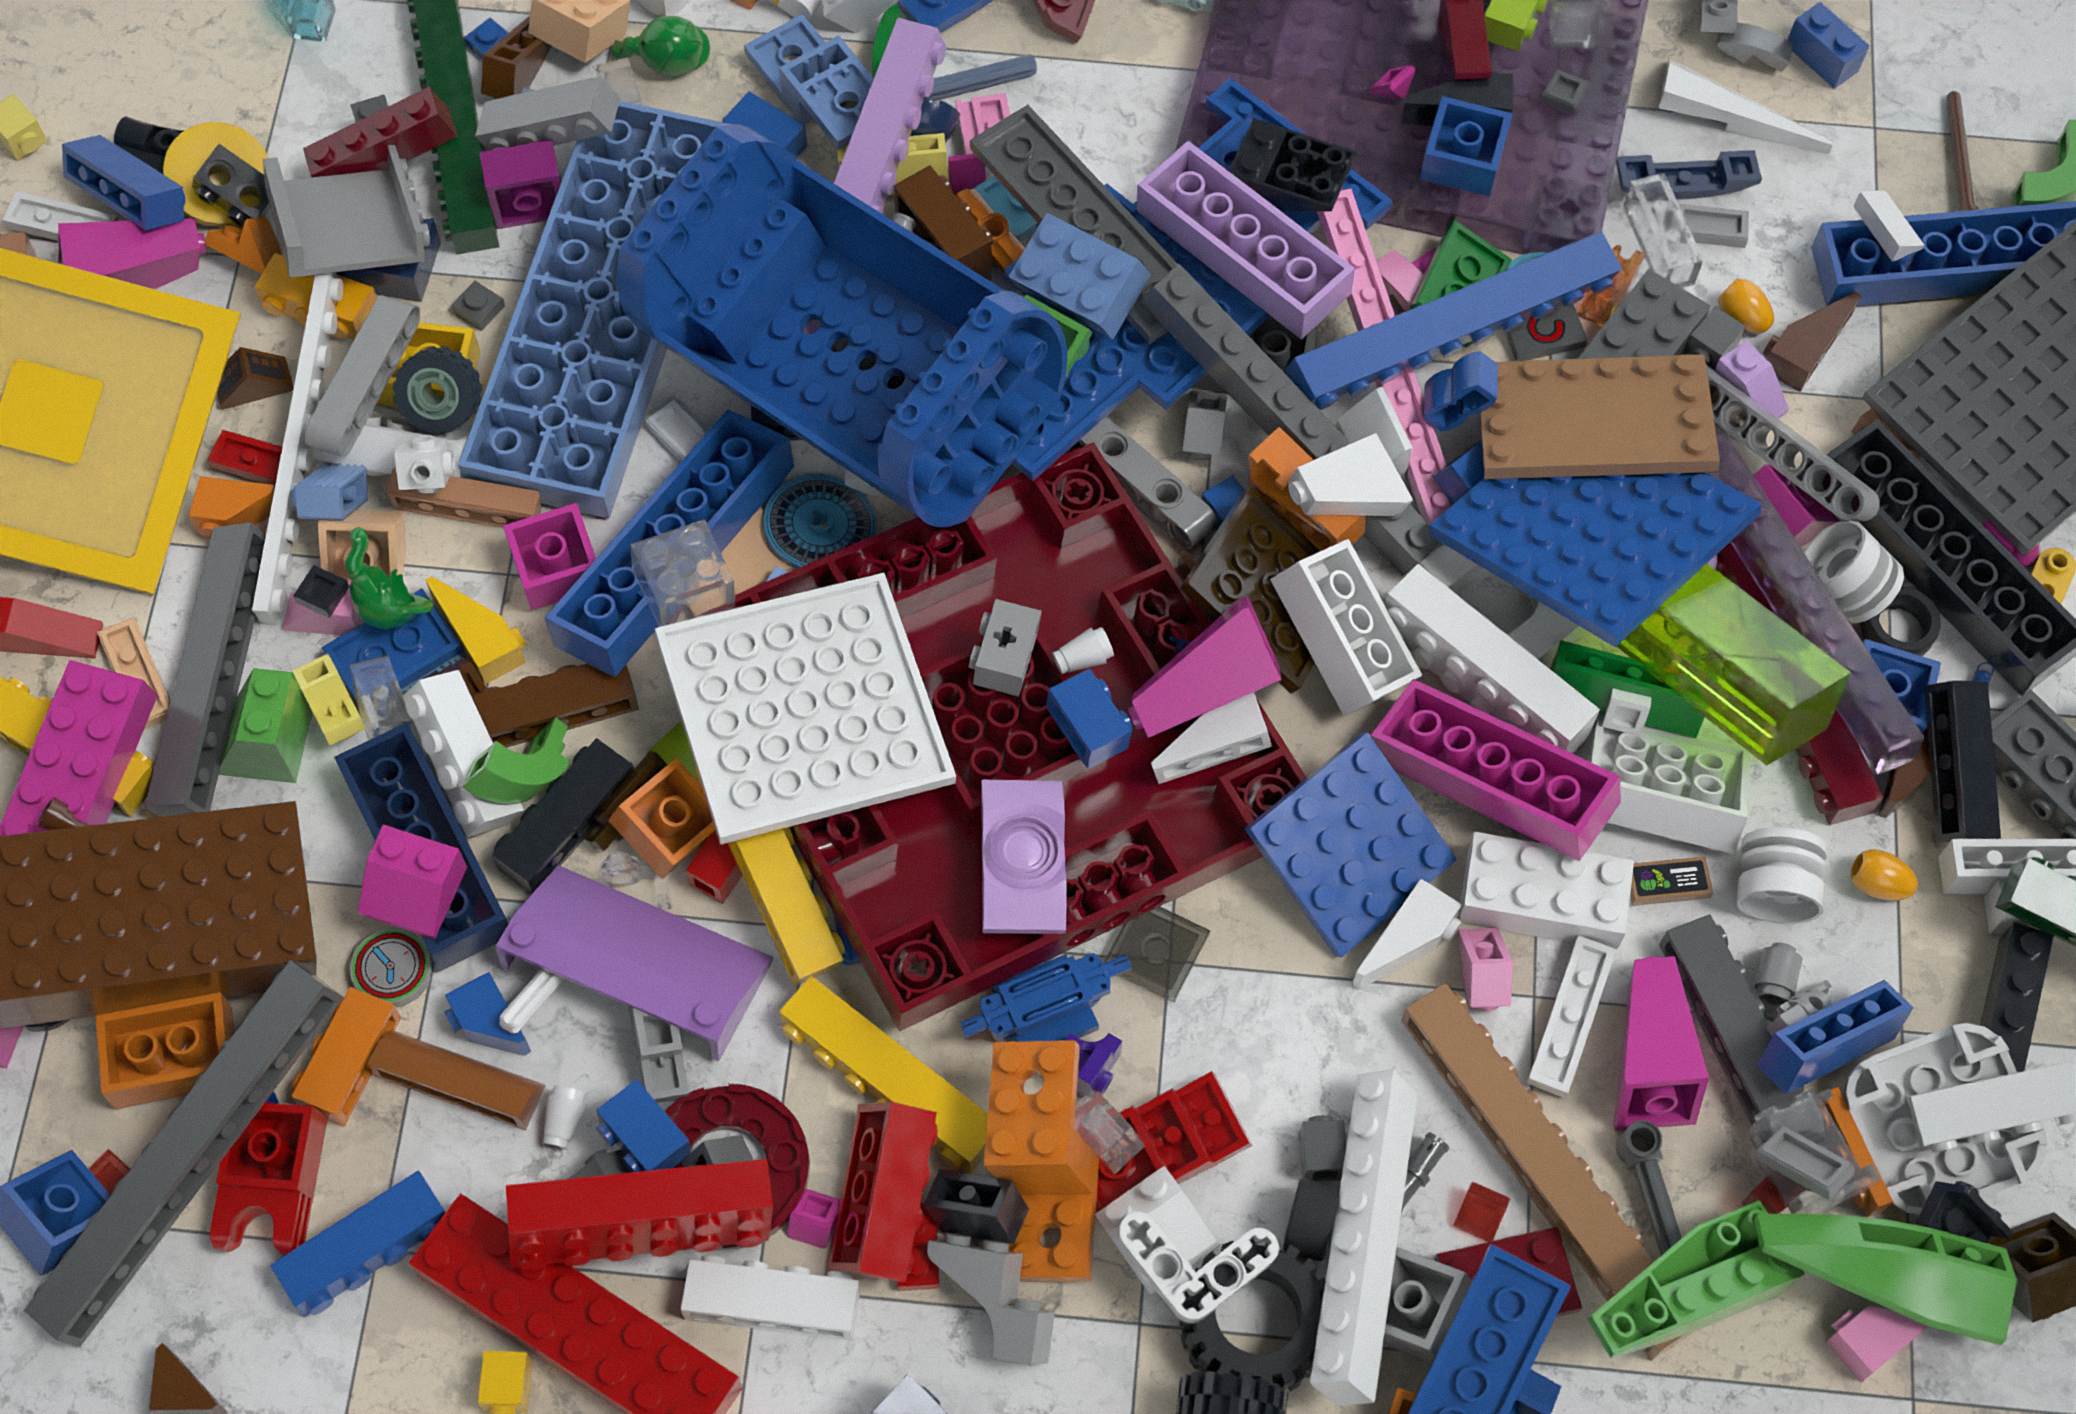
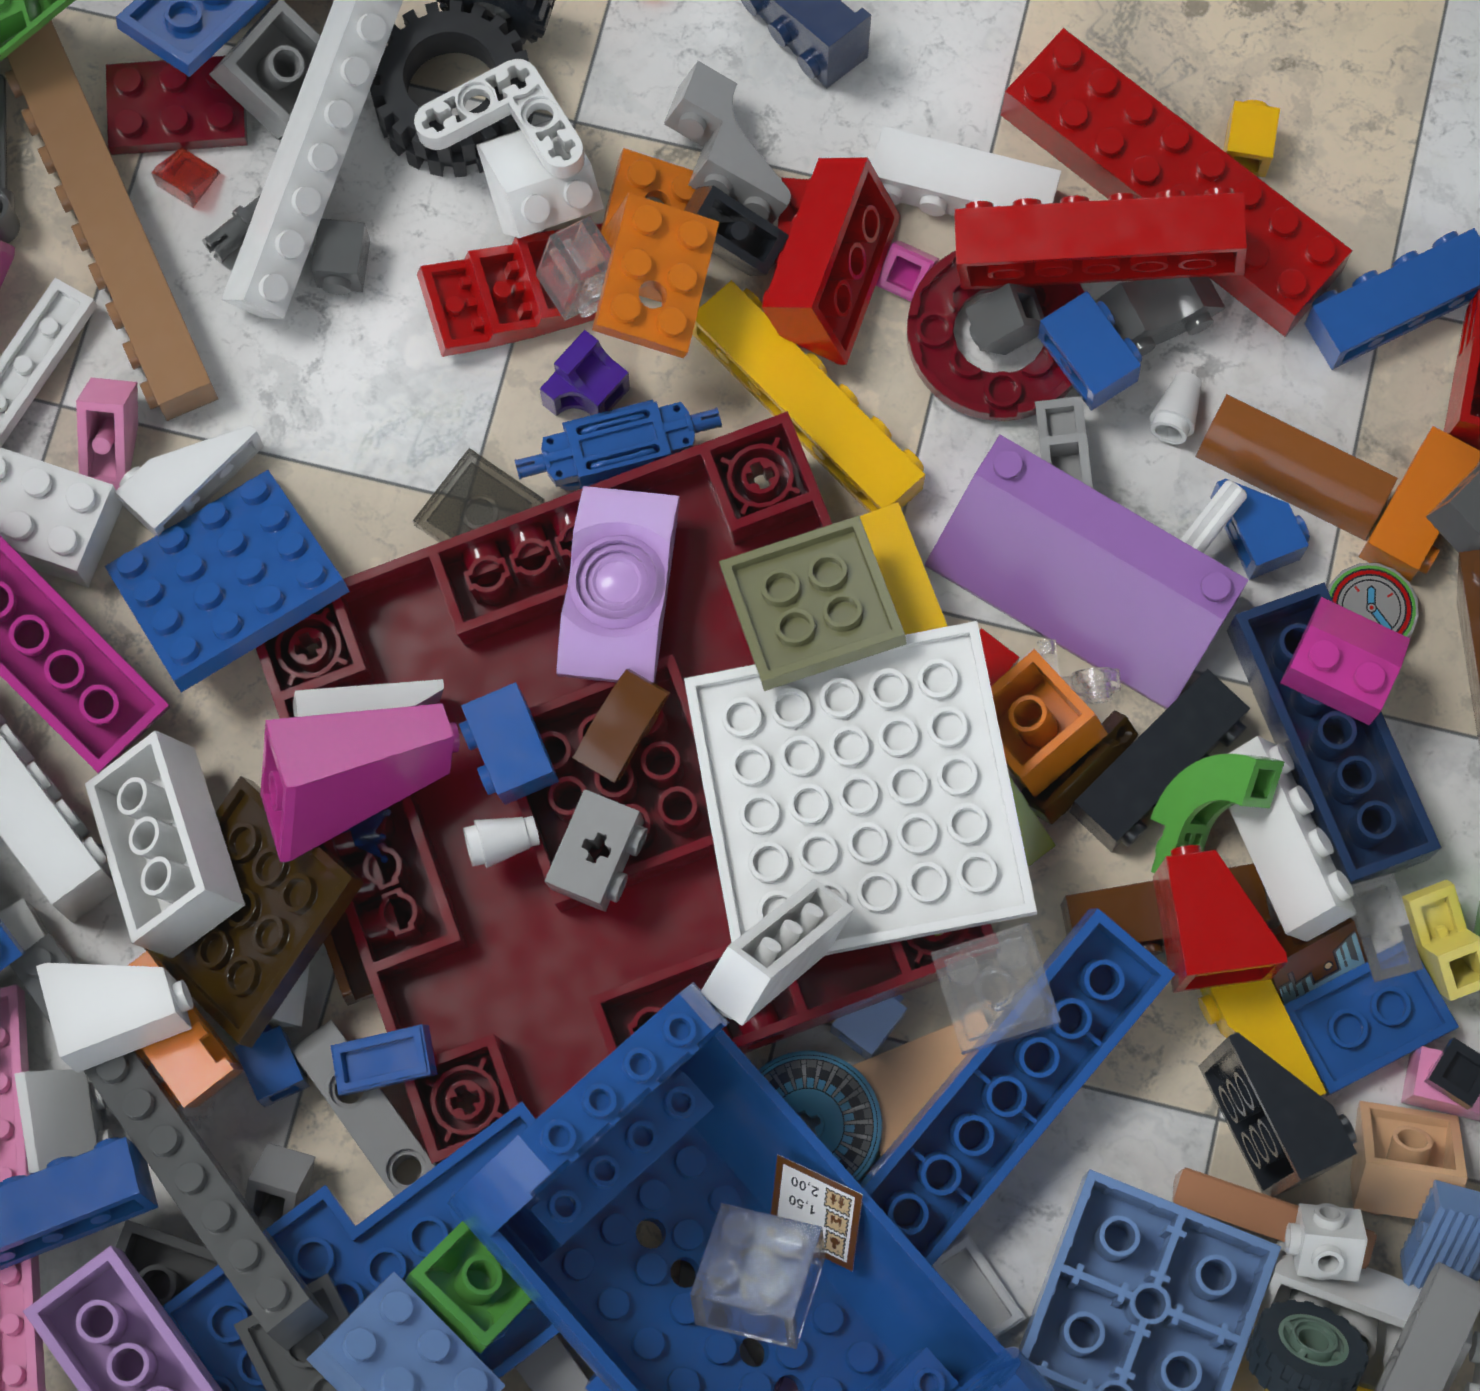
camera: 170 degrees left, 10 degrees up
(374, 595) = (1378, 1064): green piece -> none
(459, 529) = (1275, 1118): none -> black slope
(516, 658) = (1211, 924): none -> red slope
(550, 553) = (1159, 1109): dark pink brick -> none
(802, 410) = (821, 1202): none -> sticker
(838, 361) = (758, 1275): none -> clear brick
(848, 537) = (776, 951): none -> white brick
(858, 838) = (812, 603): none -> olive plate
(1001, 742) = (621, 725): none -> reddish brown slope
(1143, 502) = (383, 1060): none -> blue tile
(1311, 1218) = (371, 174): black tyre -> none

